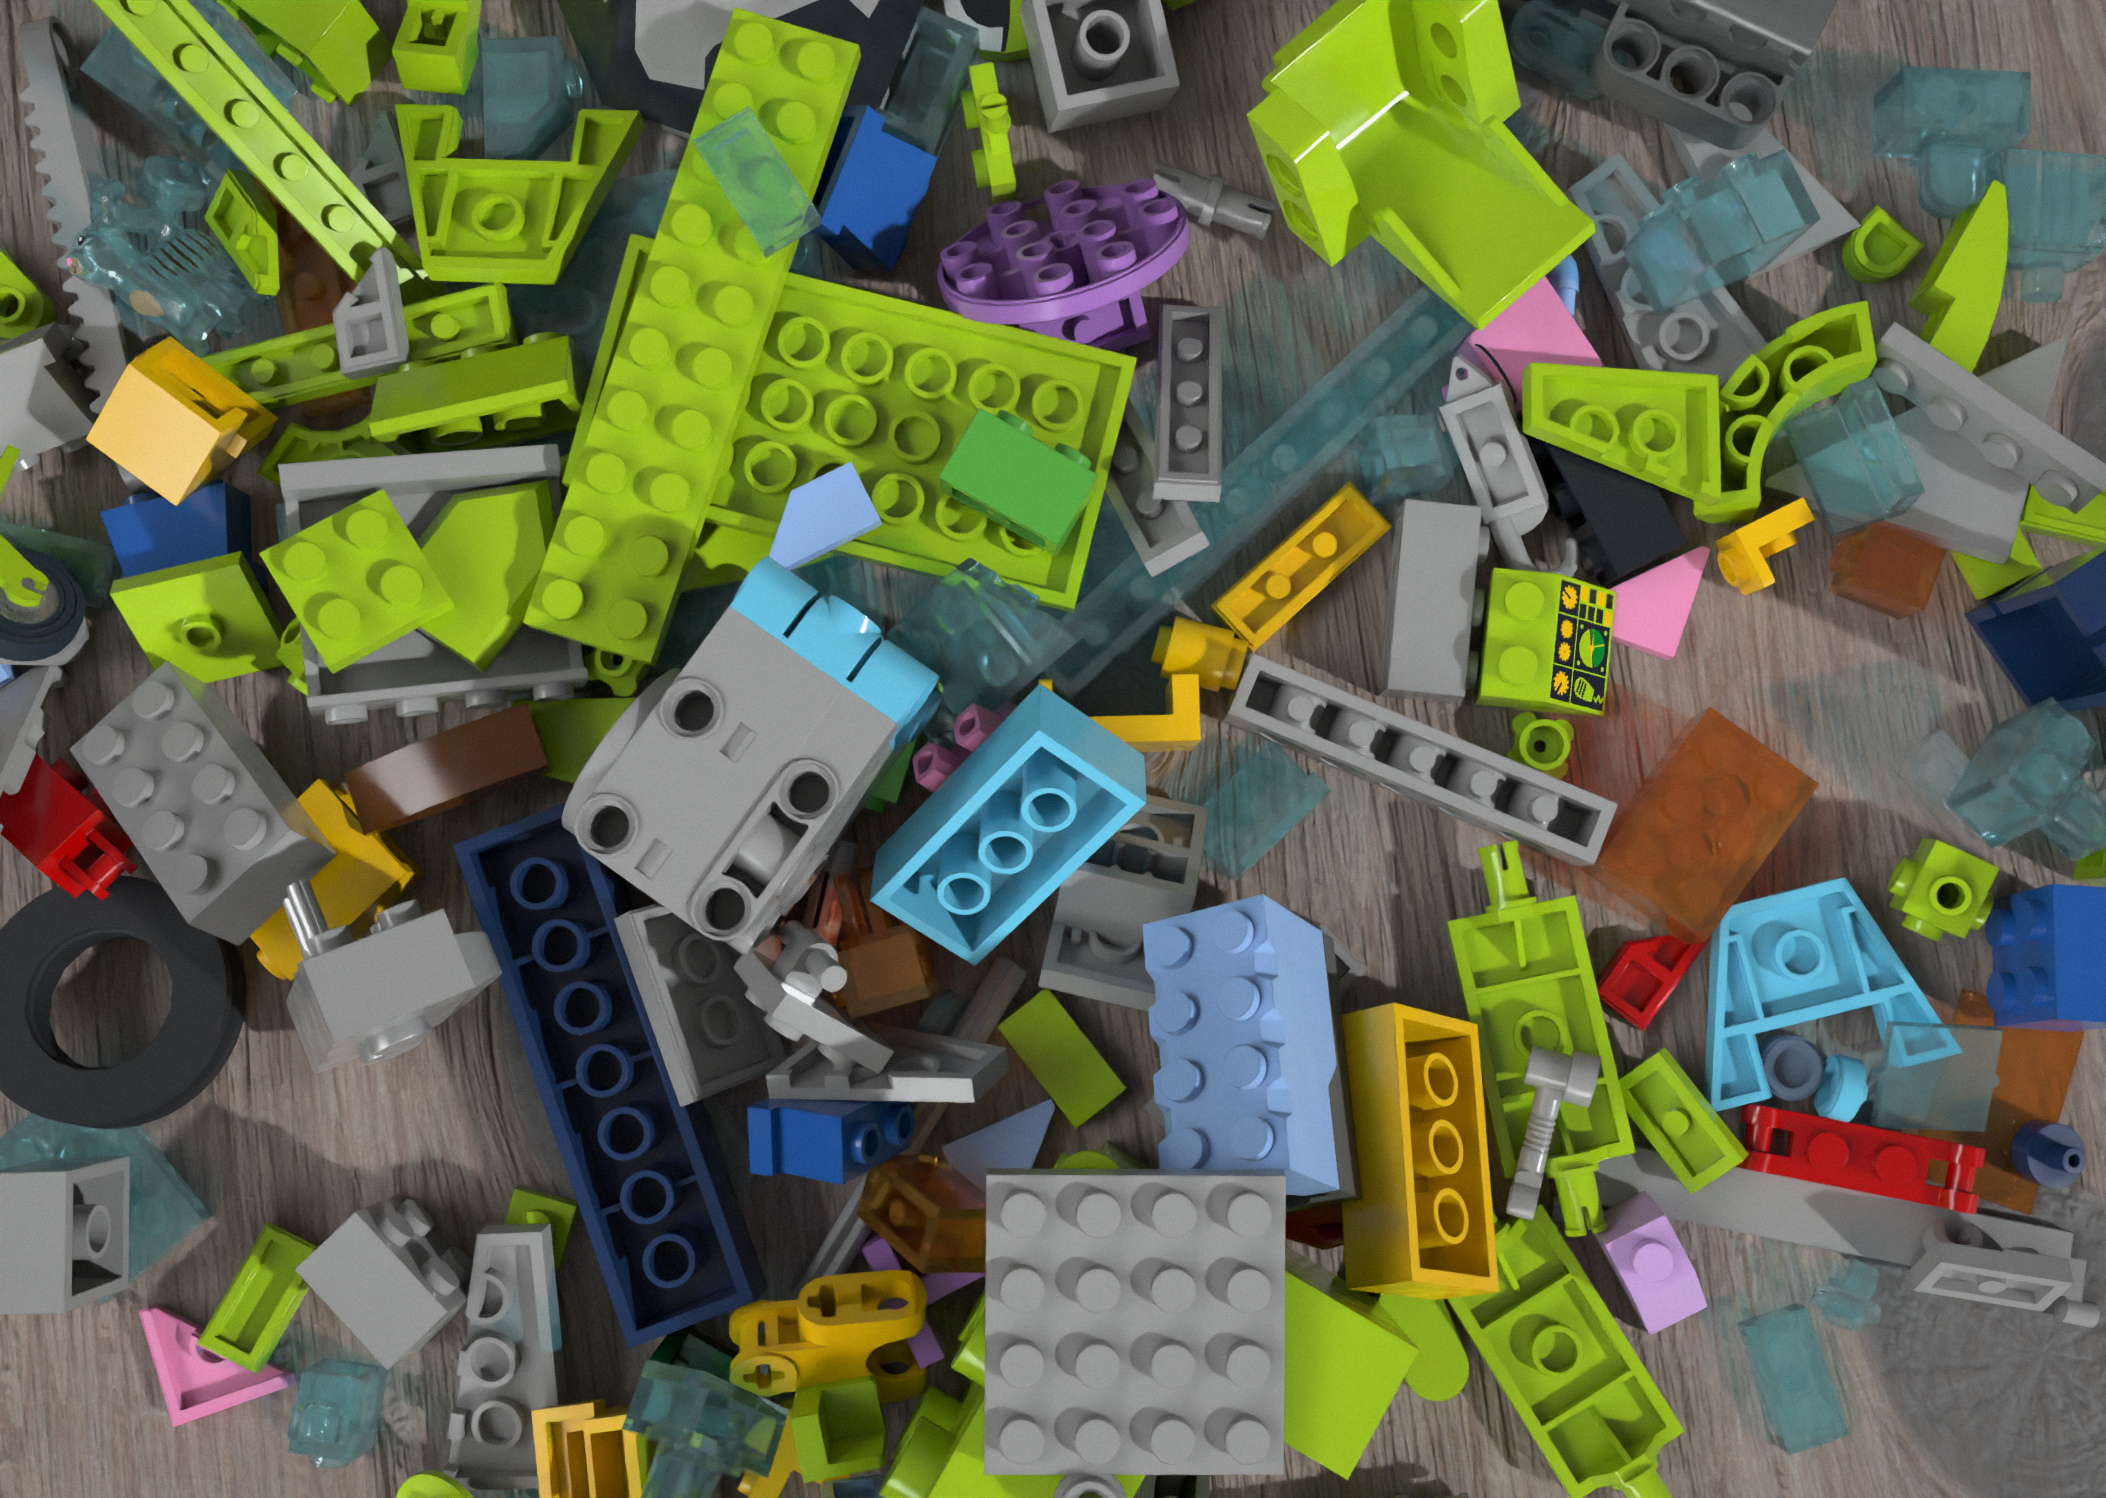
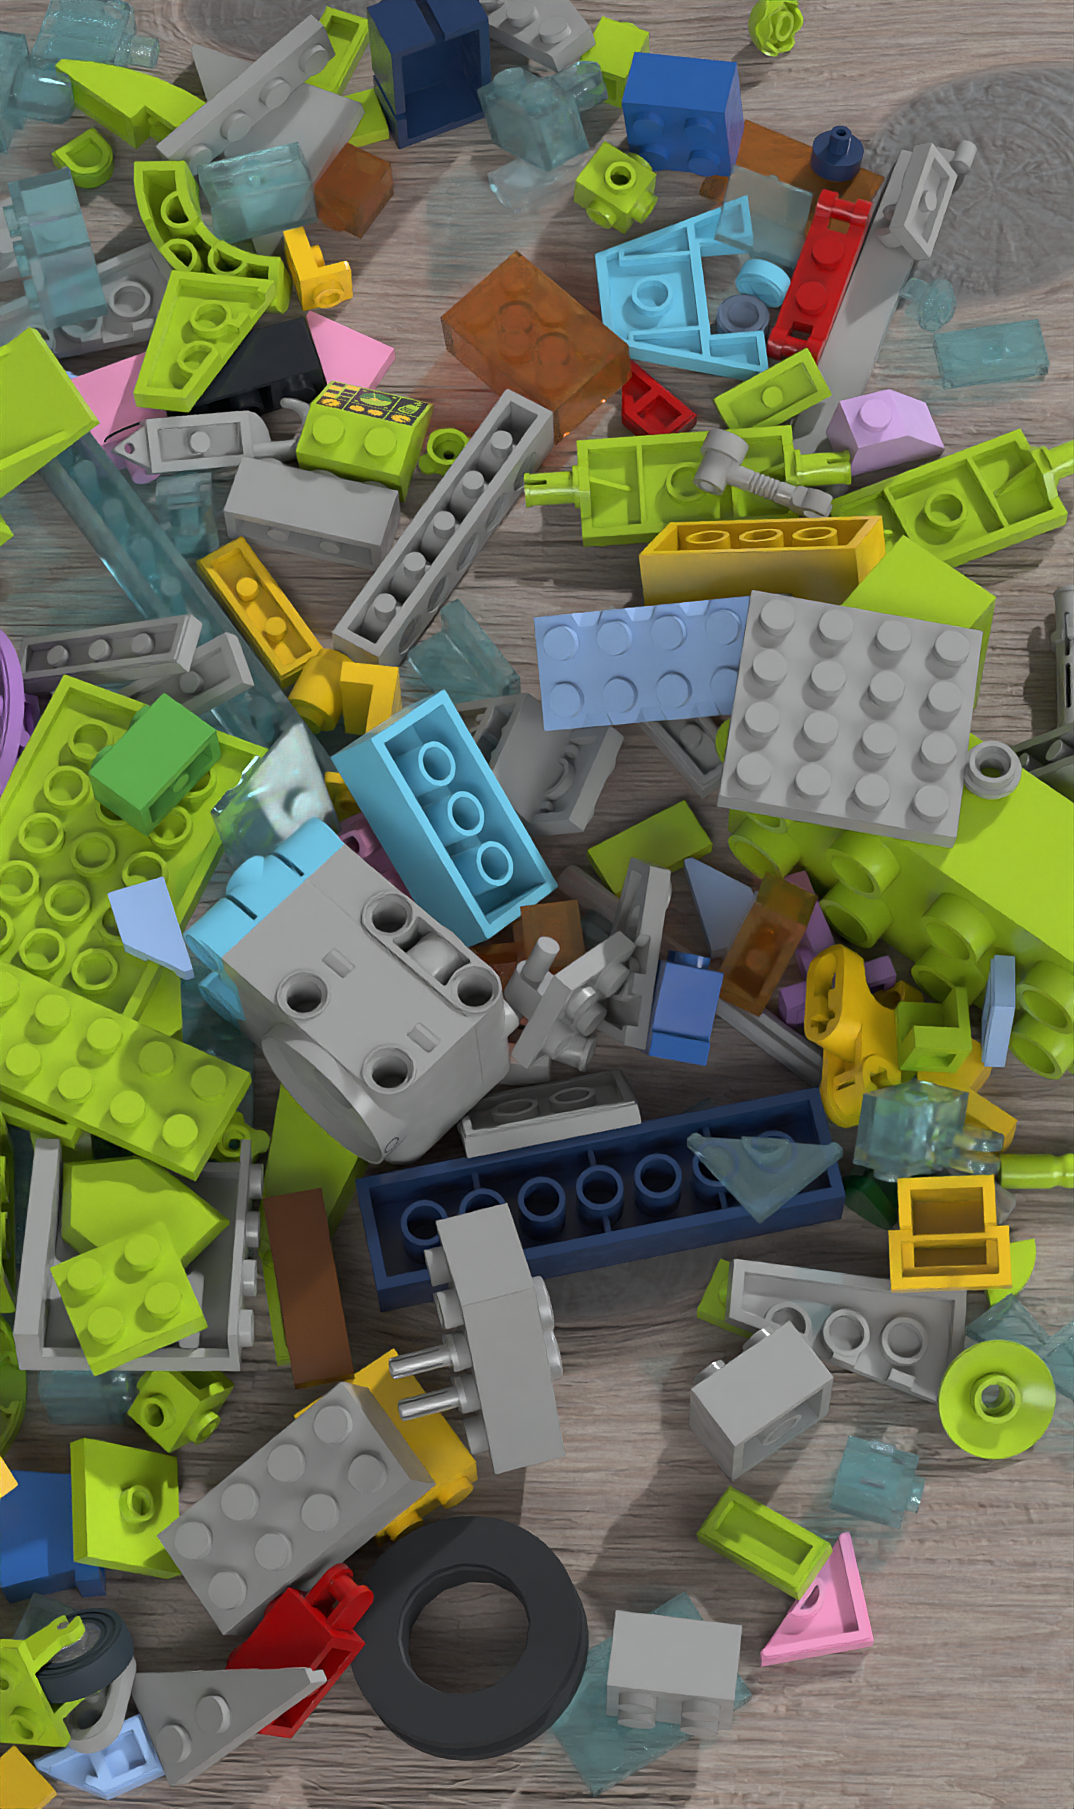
camera: 80 degrees left, 20 degrees down
(639, 1254) = (763, 1170): none -> clear light blue tile

